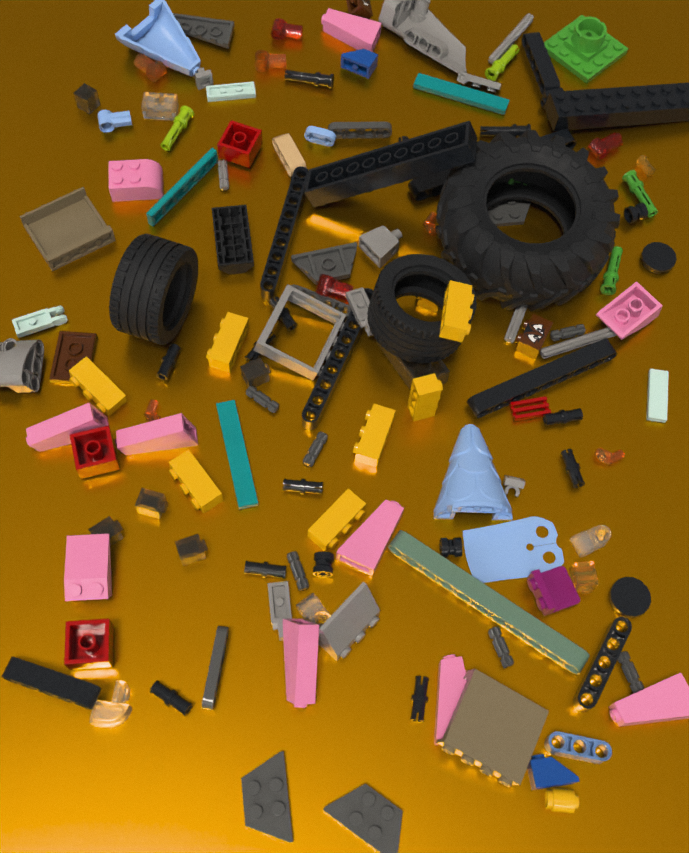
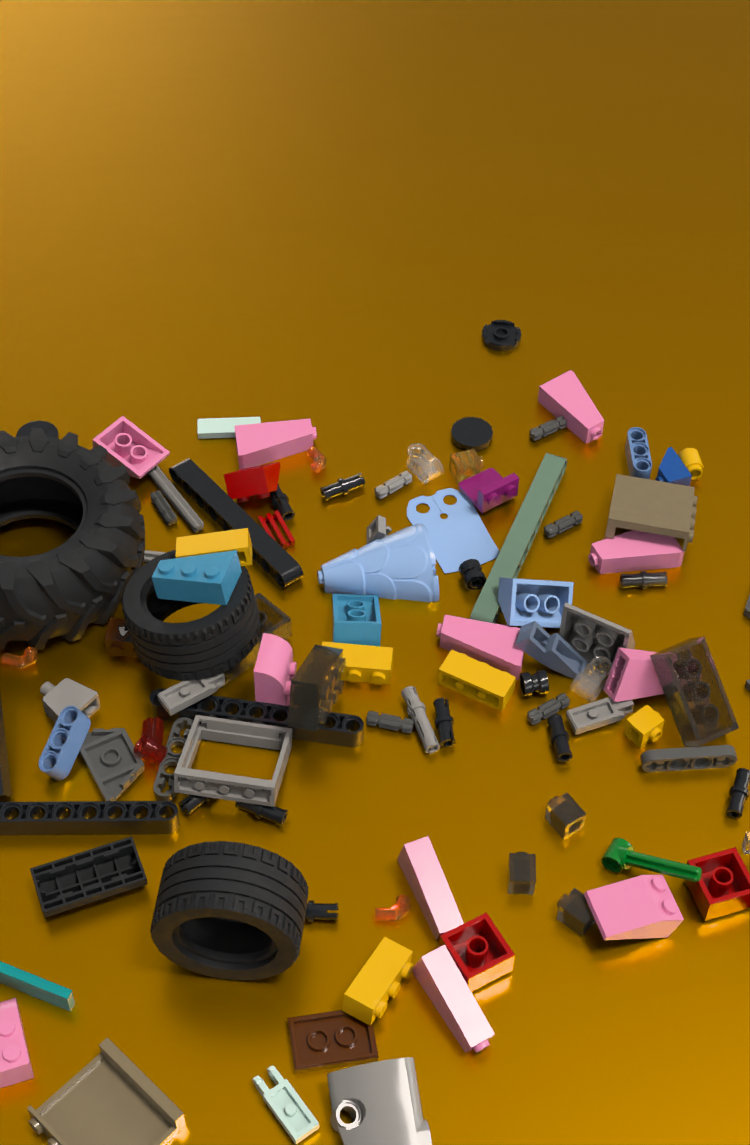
camera: 100 degrees left, 15 degrees down
(141, 580) = (621, 856): none -> green axle
(195, 482) = (476, 833): yellow brick -> none
(228, 342) = (282, 840): yellow brick -> none
(237, 454) = (419, 803): teal tile -> none
(255, 373) = (304, 803): clear smoke brick -> none
(256, 641) = (644, 726): none -> yellow brick
(262, 399) = (336, 791): dark grey axle -> none
(263, 680) = (694, 692): none -> clear smoke brick
(310, 469) = (417, 712): none -> light grey pin
(339, 386) = (316, 687): none -> clear smoke brick
(342, 234) = (64, 743): none -> medium blue beam
(348, 581) = (550, 650): none -> sand blue slope
(362, 364) = (274, 670): none -> bright pink brick
(403, 586) = (533, 600): none -> light blue slope
(419, 444) = (356, 619): none -> dark azure slope
(424, 396) = (304, 609): yellow brick -> none
(425, 294) = (198, 578): none -> dark azure wedge
(534, 336) = (173, 526): reddish brown brick -> none
(571, 511) = (393, 484): none -> light grey axle
(582, 395) = (252, 481): none -> red slope
(595, 670) = (539, 441): black beam -> none
(633, 420) = (272, 441): none -> bright pink slope

